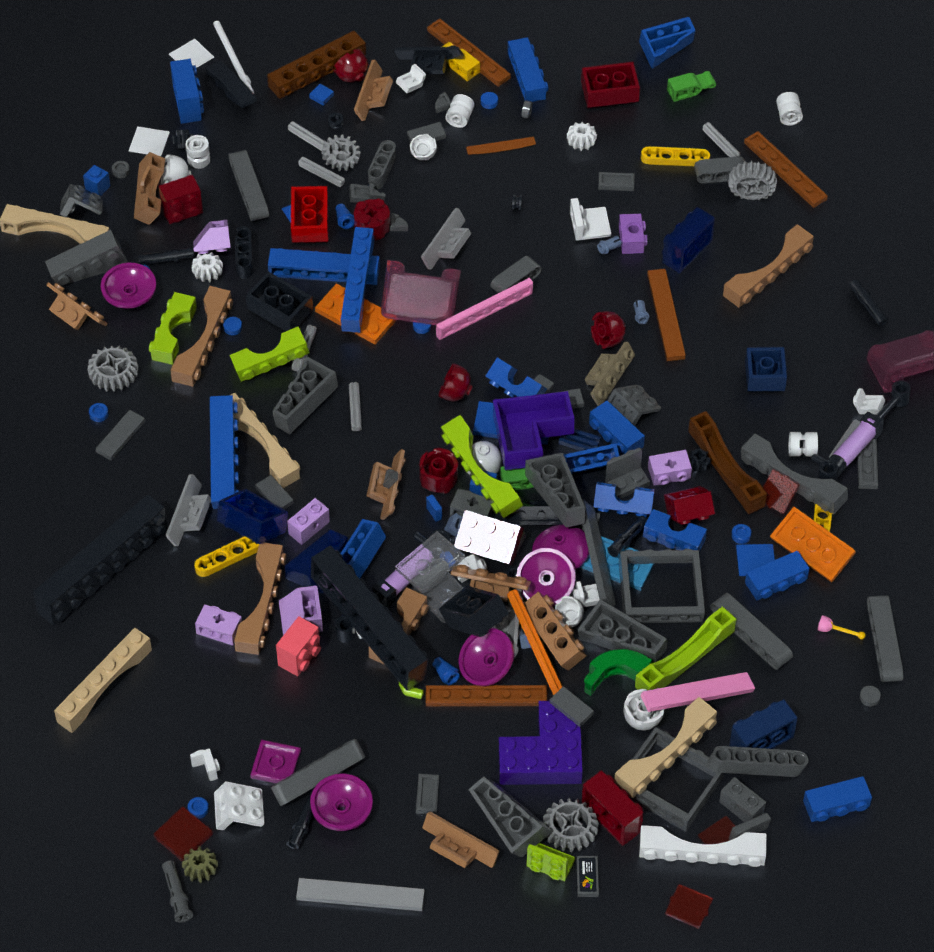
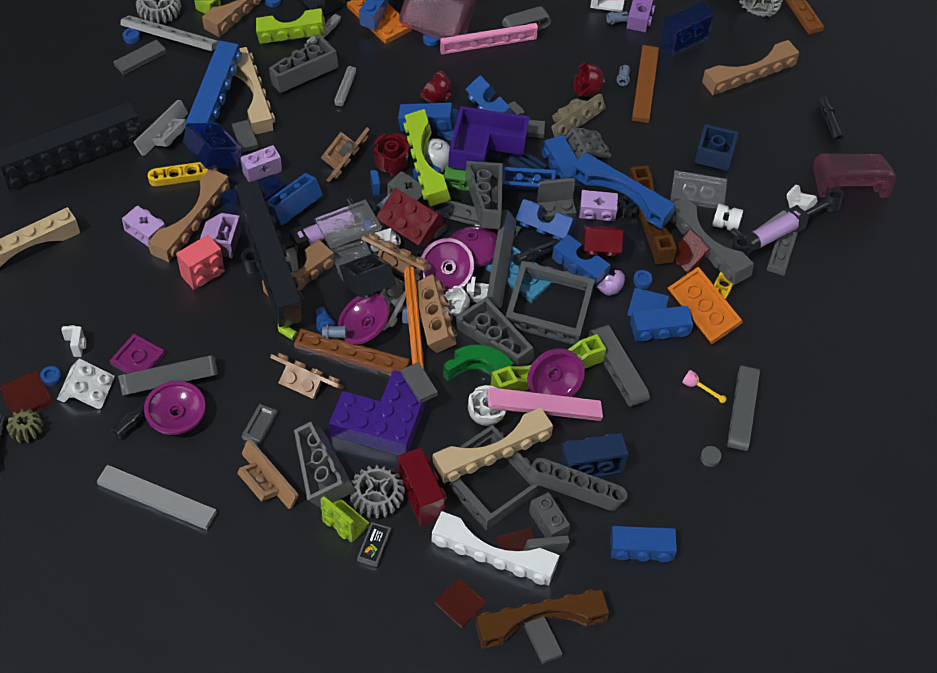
camera: 15 degrees right, 0 degrees up
(136, 397) = (169, 32): none -> light grey tile
(450, 736) = (301, 379): none -> medium nougat bracket
(463, 679) = (334, 331): none -> sand blue pin
(470, 411) = (439, 114): none -> blue brick
(657, 434) = (595, 172): none -> blue arch
(698, 658) = (565, 377): none -> magenta dish
(714, 548) = (612, 284): none -> lavender hair
(763, 419) = (699, 189): none -> clear tile
(778, 916) = (543, 640): none -> dark grey tile
(805, 876) = (583, 608): none -> reddish brown arch

